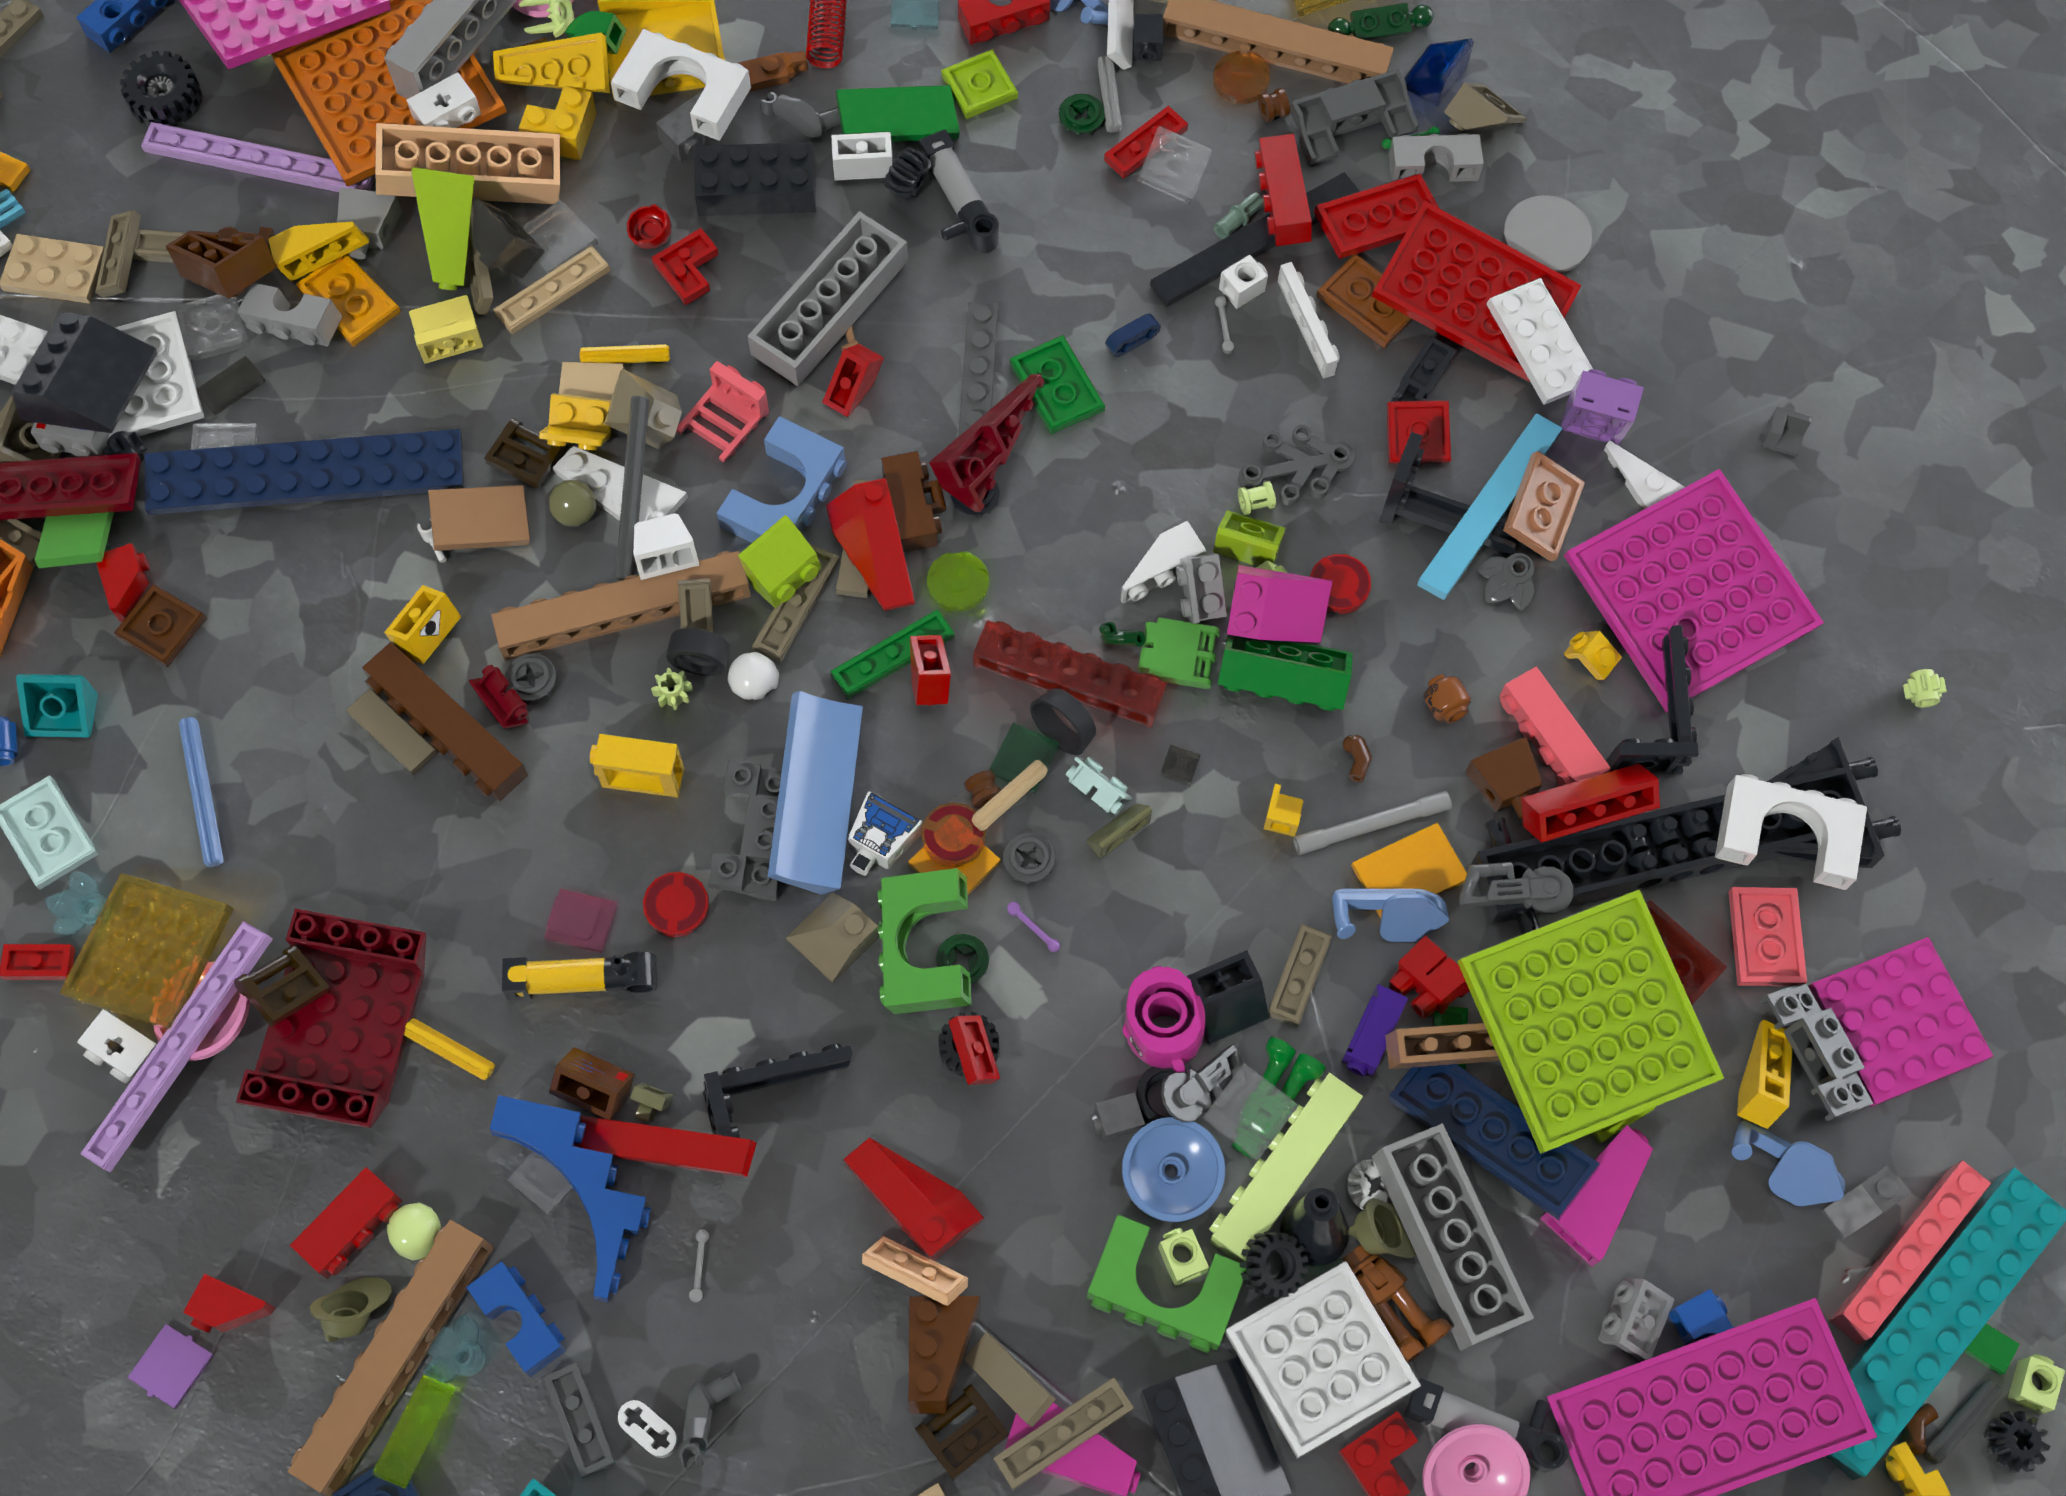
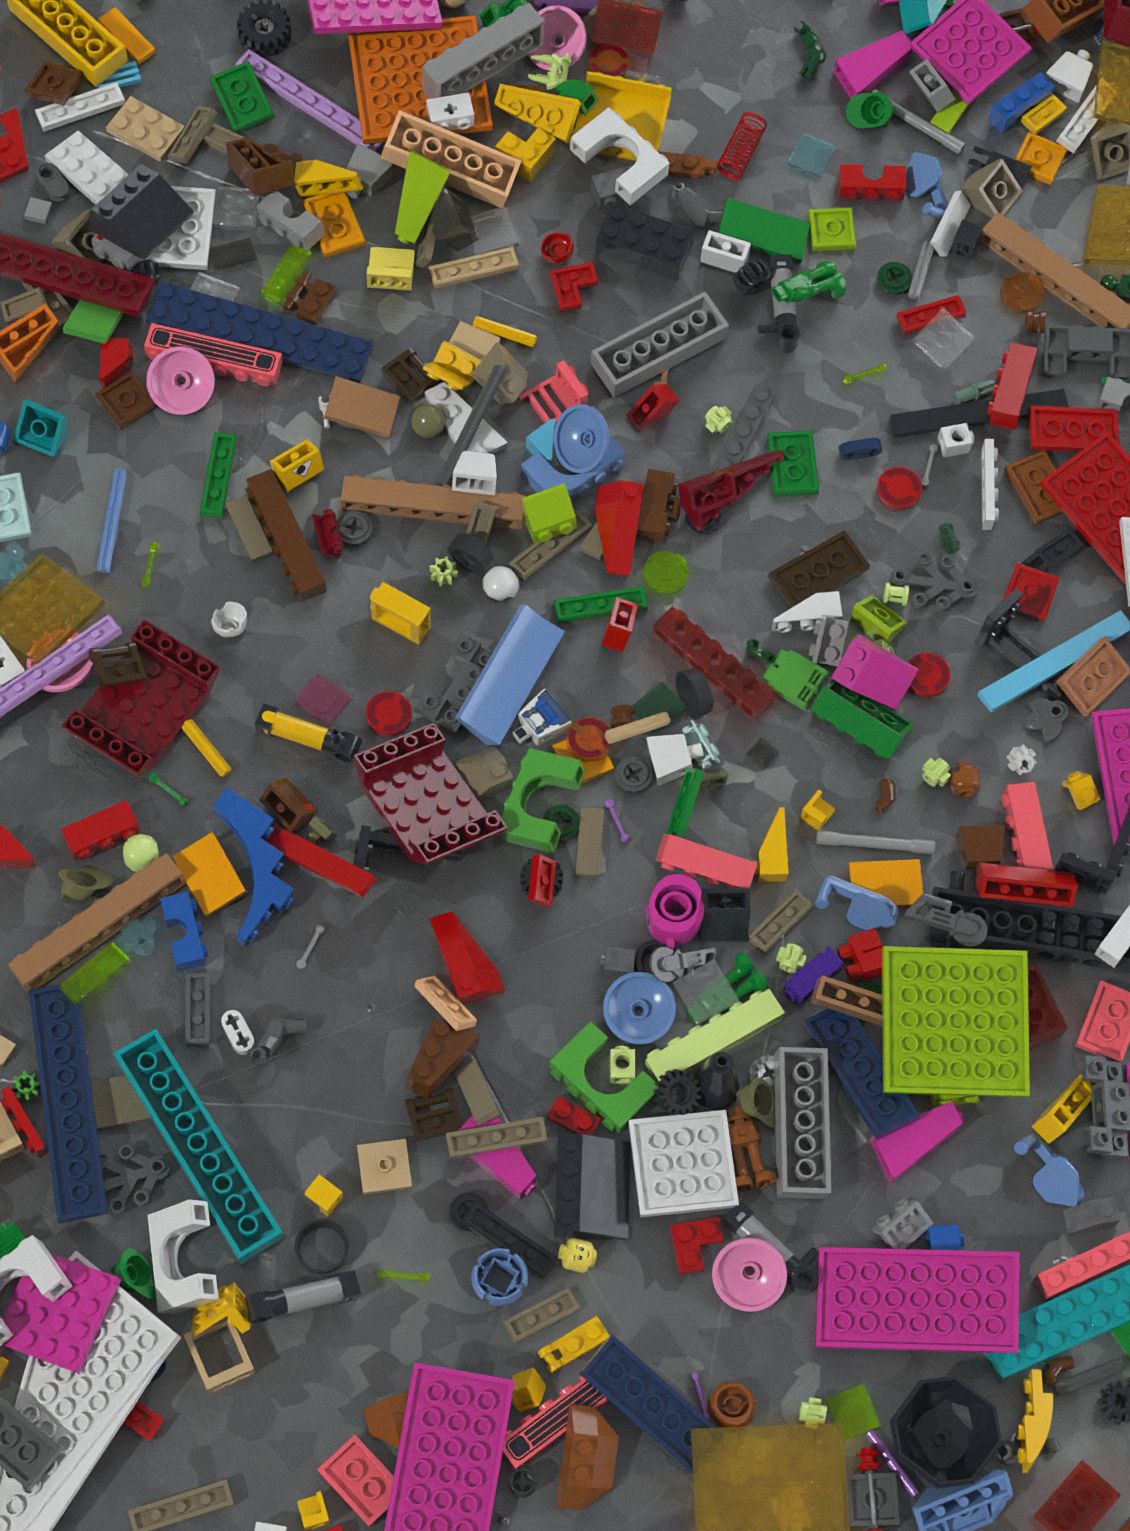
camera: 20 degrees right, 0 degrees up
(165, 184) = (241, 97): none -> green tile
(198, 574) = (170, 394): none -> bright pink dish
(254, 523) = (224, 356): none -> brick
(278, 855) = (146, 581): none -> clear neon green hinge
(311, 386) = (285, 275): none -> clear neon green tile
(323, 677) = (218, 475): none -> green tile
(363, 408) = (316, 301): none -> reddish brown plate
(393, 1120) = (153, 778): none -> green hinge
(413, 863) = (229, 620): none -> white hair
(522, 1222) = (210, 874): none -> light orange tile
(731, 473) = (542, 440): none -> medium azure slope
(769, 450) = (573, 437): none -> medium blue dish
(772, 1001) = (424, 796): none -> slope
(942, 363) = (718, 419): none -> yellowish green gear
(975, 165) = (800, 288): none -> green piece
(1011, 971) = (589, 842): none -> dark tan tile
(1069, 815) = (671, 756): none -> white torso
(1078, 255) = (847, 379): none -> clear neon green hinge
(1116, 886) = (685, 802): none -> green tile
(1148, 504) = (819, 569): none -> dark brown plate
(1149, 1355) = (573, 1117): none -> red plate
(1175, 937) = (705, 861): none -> coral brick
(1201, 365) = (899, 488): none -> red tile
(1254, 895) = (772, 857): none -> yellow slope
(1294, 409) = (949, 539): none -> clear green pin
(1336, 1019) = (791, 958): none -> yellowish green gear
(1408, 702) = (936, 772): none -> yellowish green gear
(1505, 645) = (1021, 759): none -> white gear

